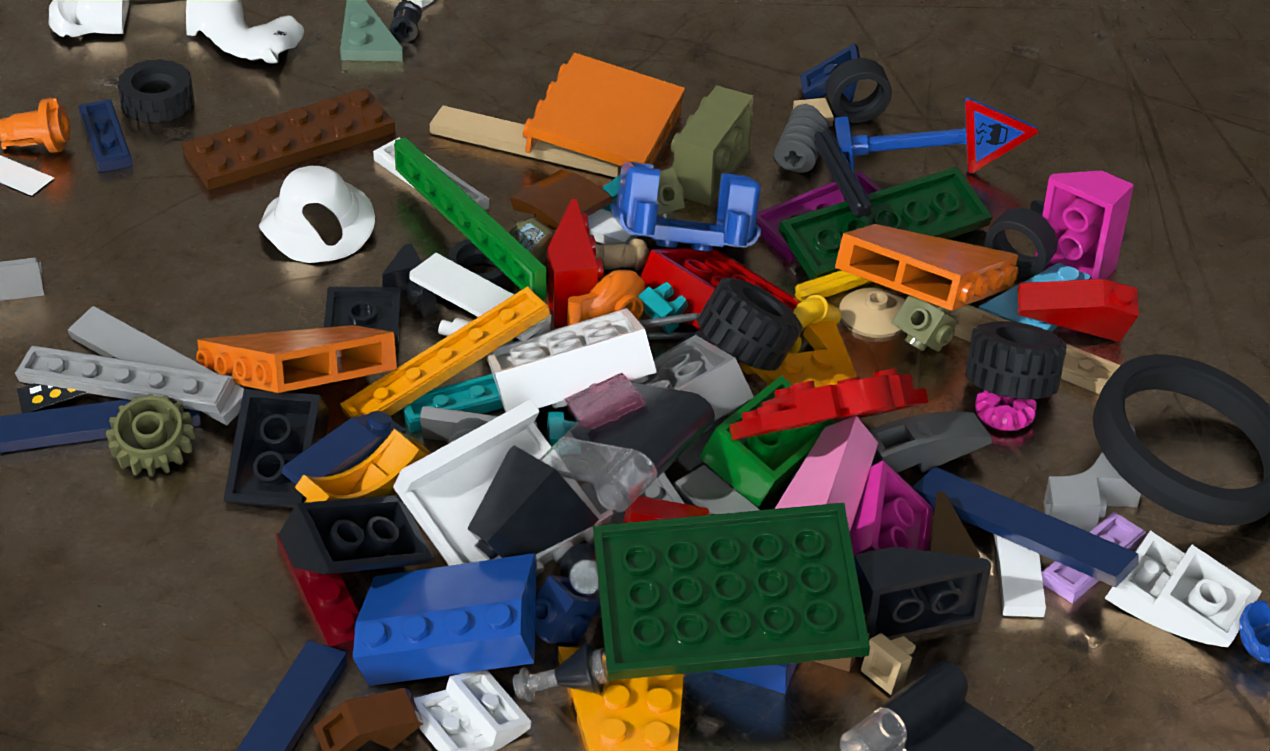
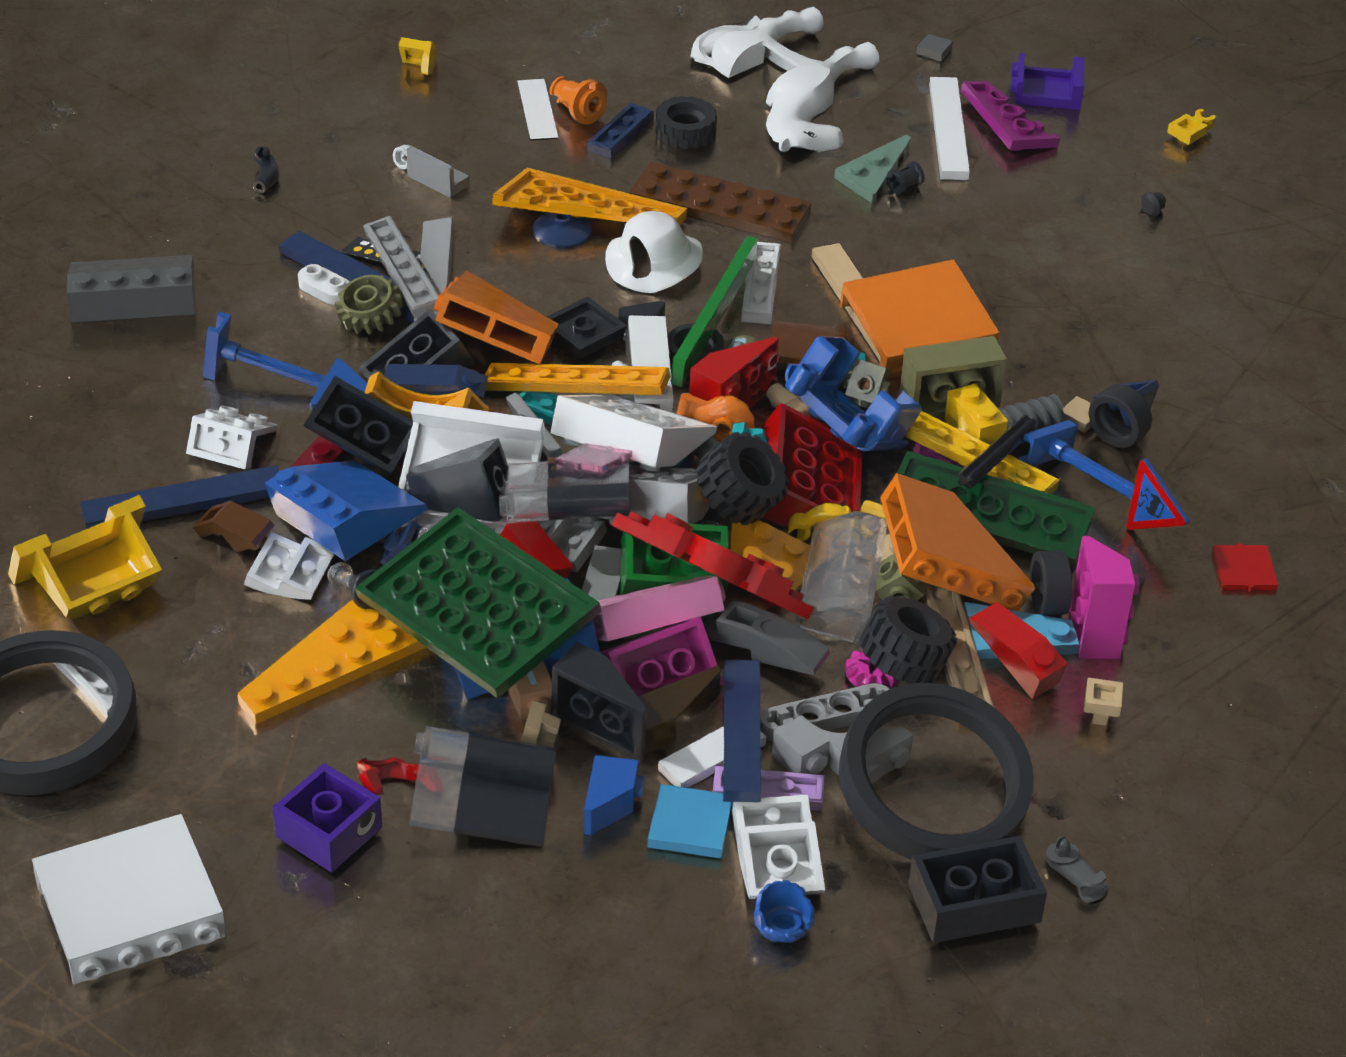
camera: 50 degrees right, 0 degrees up
(65, 452) = (321, 283): none -> white plate
(162, 220) = (567, 196): none -> light orange wing
(193, 252) = (561, 230): none -> dark blue dish
(222, 651) = (227, 436): none -> white bracket
(243, 527) = (220, 349): none -> blue piece
(773, 164) = (974, 414): none -> yellow brick
(803, 192) = (965, 448): none -> yellow tile
(877, 334) = (842, 575): none -> clear slope
(1018, 660) = (611, 792): none -> blue slope
(1032, 465) = (823, 707): none -> light grey beam
(1077, 143) = (1245, 567): none -> red piece
(1093, 630) = (689, 821): none -> dark azure tile
(1175, 299) = (1103, 699): none -> tan tile

